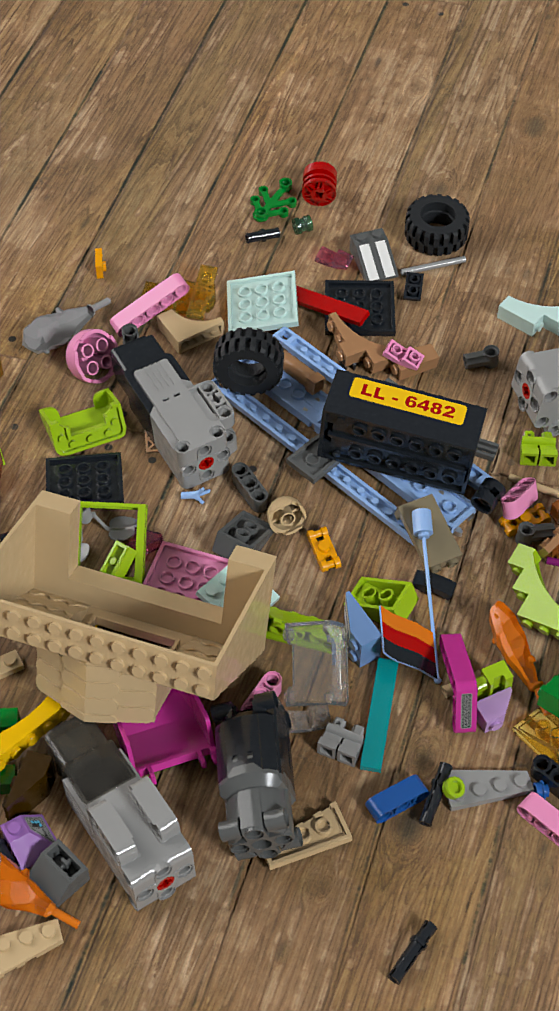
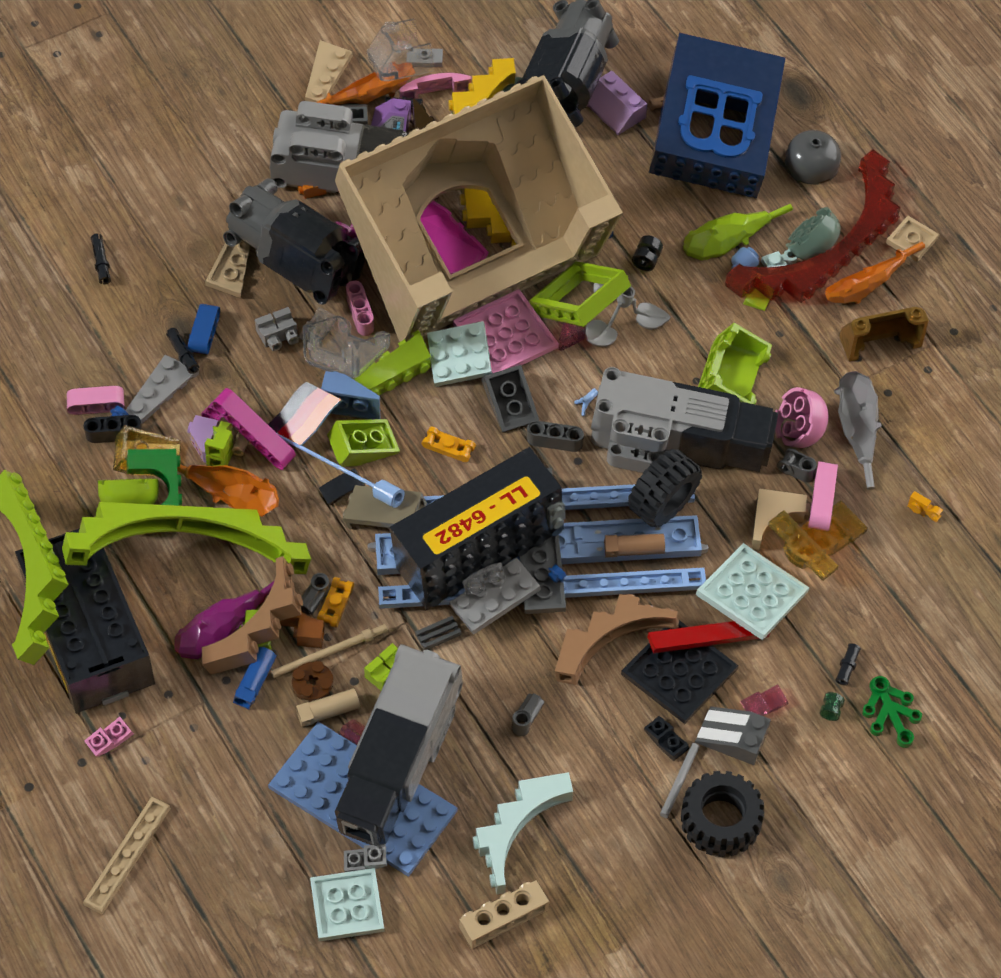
camera: 130 degrees right, 5 degrees up
(87, 477) = (665, 329): black plate -> none
(119, 560) = (555, 286): lime slope -> none
(286, 515) = (503, 436): tan cylinder -> none
(319, 183) = (867, 751): red wheel -> none
(379, 715) = (268, 362): teal tile -> none
(405, 357) = (578, 638): bright pink slope -> none
(453, 787) = (172, 357): lime tile -> none
(488, 495) = (373, 572): black wheel -> none
(519, 498) = (349, 611): bright pink beam -> none

